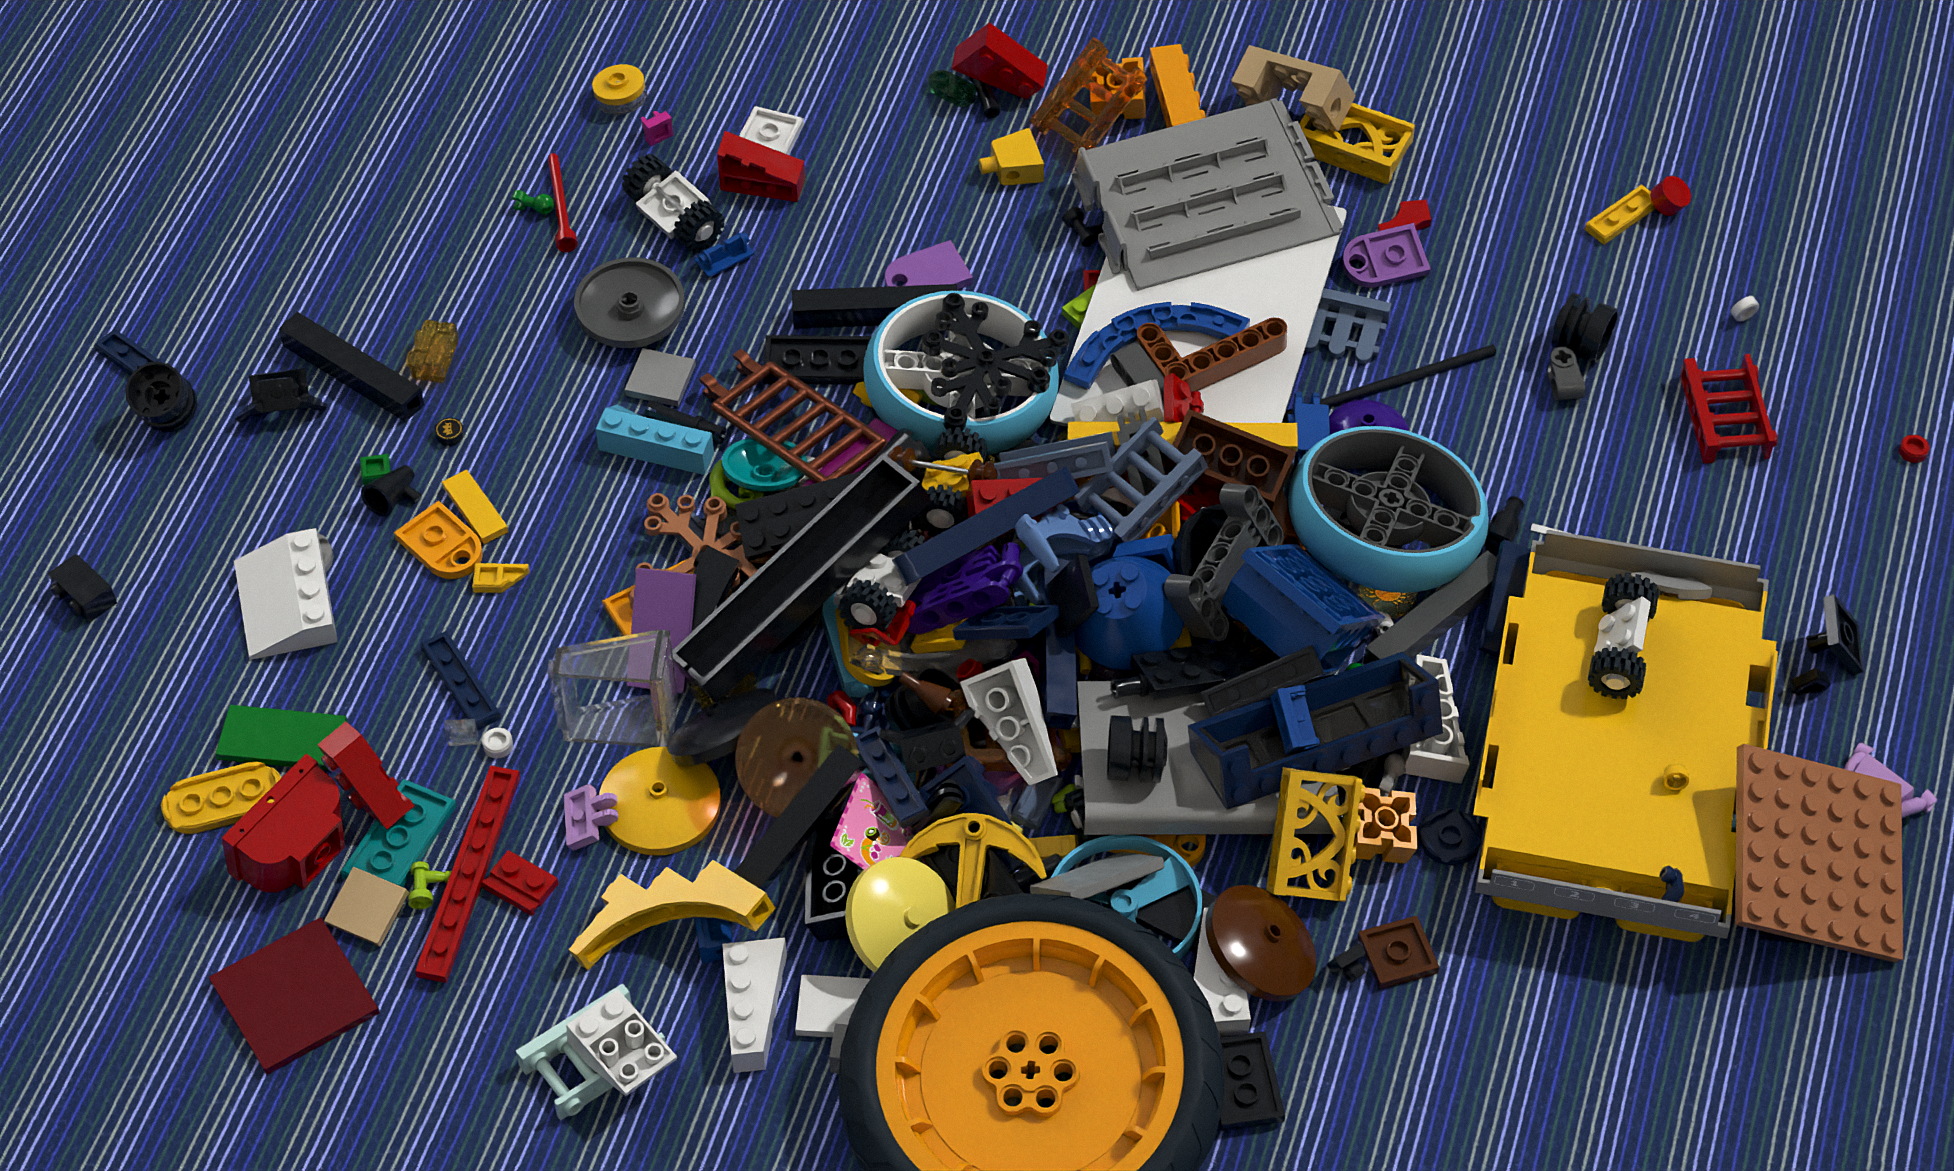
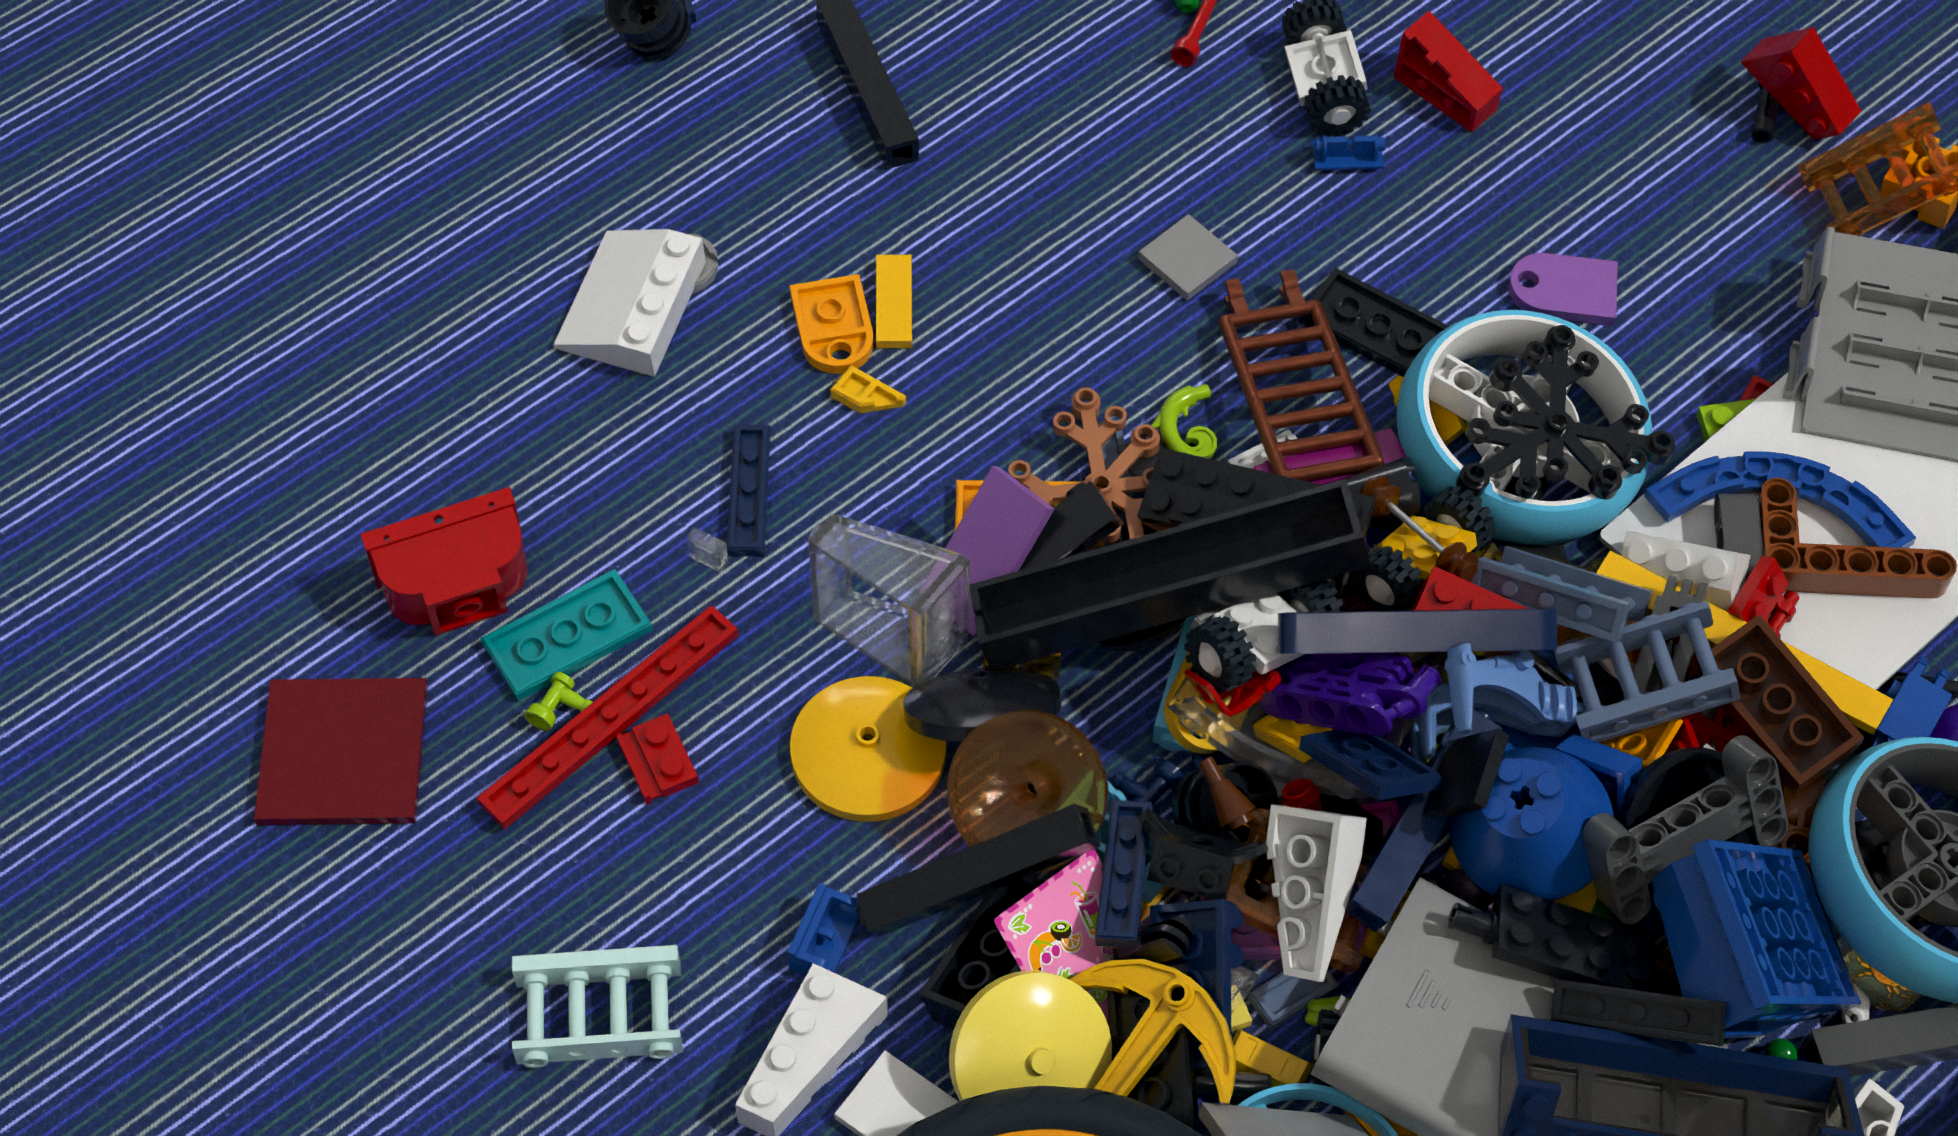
camera: 30 degrees right, 5 degrees up
(81, 588) = (437, 180): black brick -> none
(217, 797) = (415, 481): yellow tile -> none
(274, 735) = (525, 453): green tile -> none
(279, 392) = (774, 71): black piece -> none
(363, 776) = (562, 544): red wedge -> none
(366, 906) = (479, 693): tan tile -> none
(374, 467) = (819, 205): green tile -> none
(386, 491) = (813, 234): black piece -> none
(433, 351) = (962, 104): clear yellow brick -> none
(449, 431) = (922, 203): tile -> none
(497, 742) = (740, 582): white tile -> none
(582, 815) = (770, 721): lavender hinge -> none
(619, 1043) = (619, 1019): white slope -> none
(629, 302) = (1205, 155): dark grey dish -> none
(654, 440) = (1119, 312): medium azure wedge -> none
(670, 897) = (789, 873): yellow arch -> none
(679, 418) = (1188, 332): black pin -> none
(758, 468) = (1220, 417): teal dish -> none
(772, 129) = (1493, 37): white tile -> none
(841, 700) = (1145, 753): red arm -> none
(854, 305) = (1457, 283): black brick -> none
(952, 88) = (1729, 82): clear green plate -> none
(1014, 159) = (1752, 203): yellow torso -> none
(1074, 219) = (1780, 308): black piece -> none
(1136, 748) = (1426, 1009): black wheel -> none
(1294, 719) = (1650, 1083): blue hinge -> none

